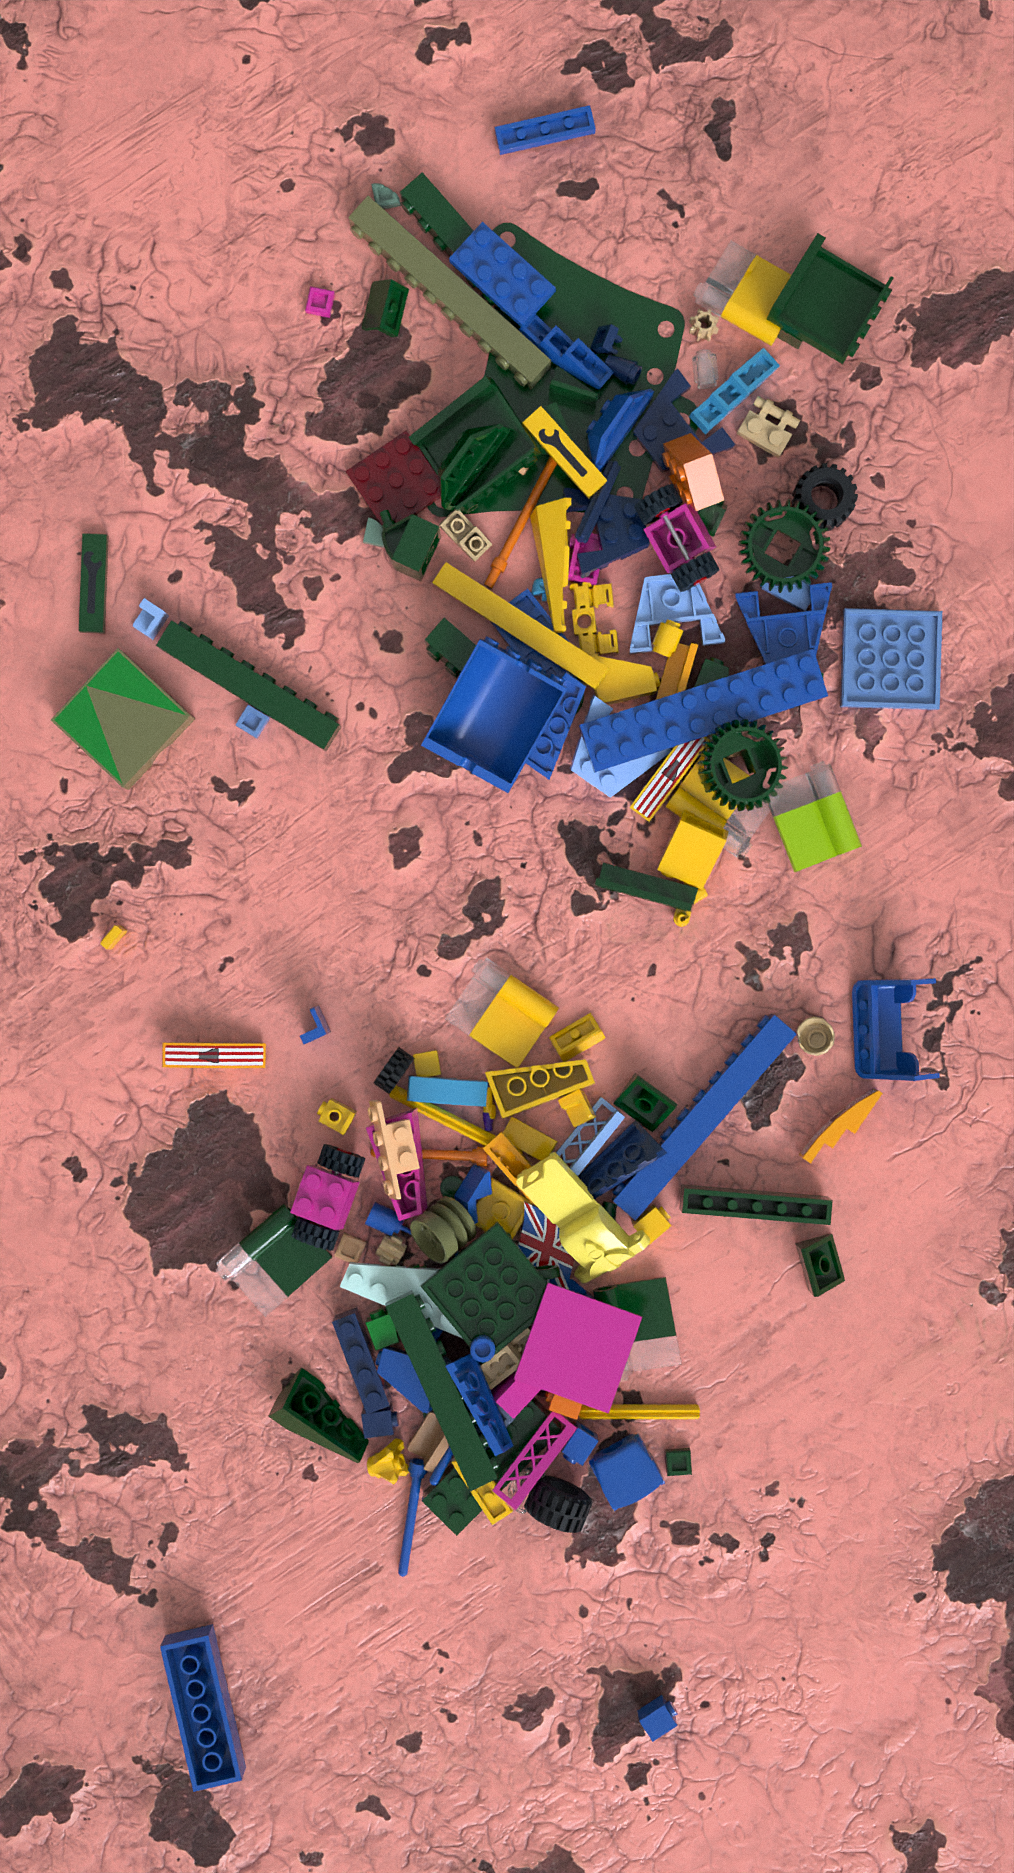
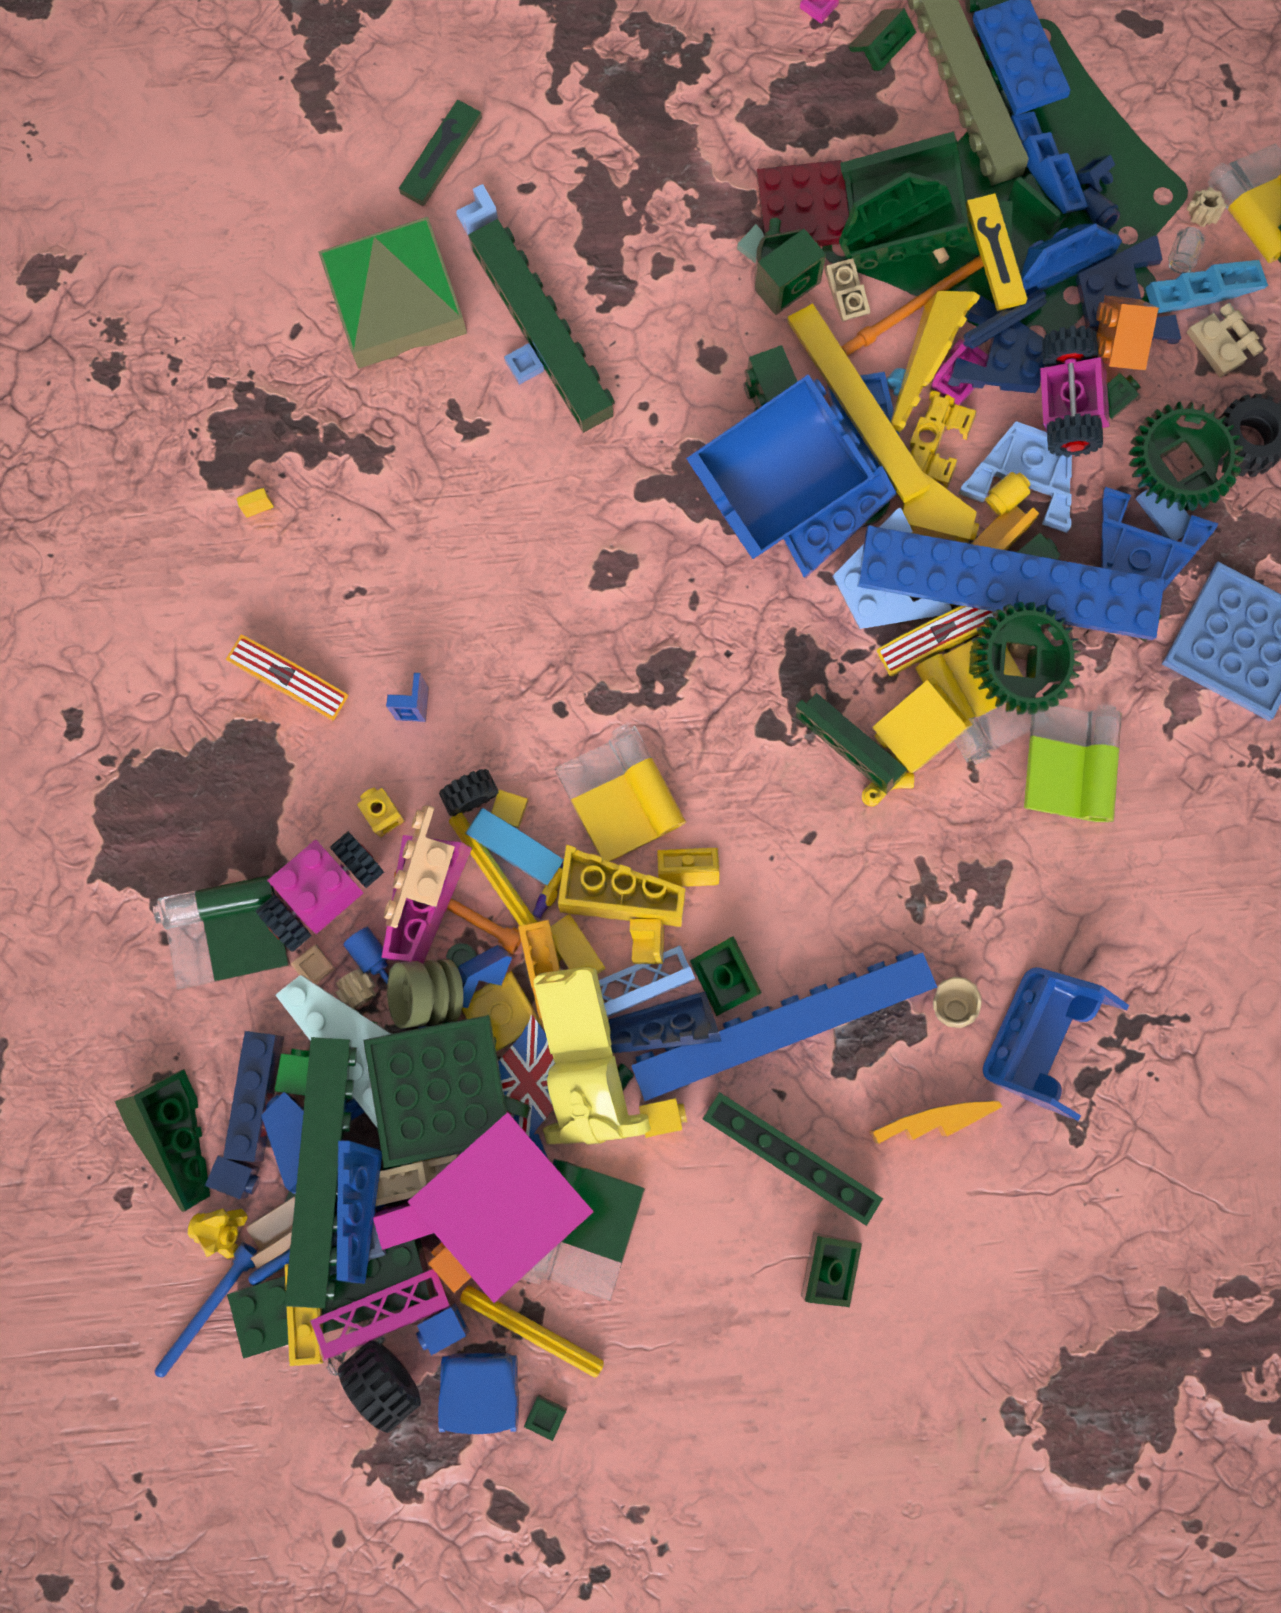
camera: 30 degrees right, 10 degrees down
(482, 1348) = (392, 1148): blue tile -> none

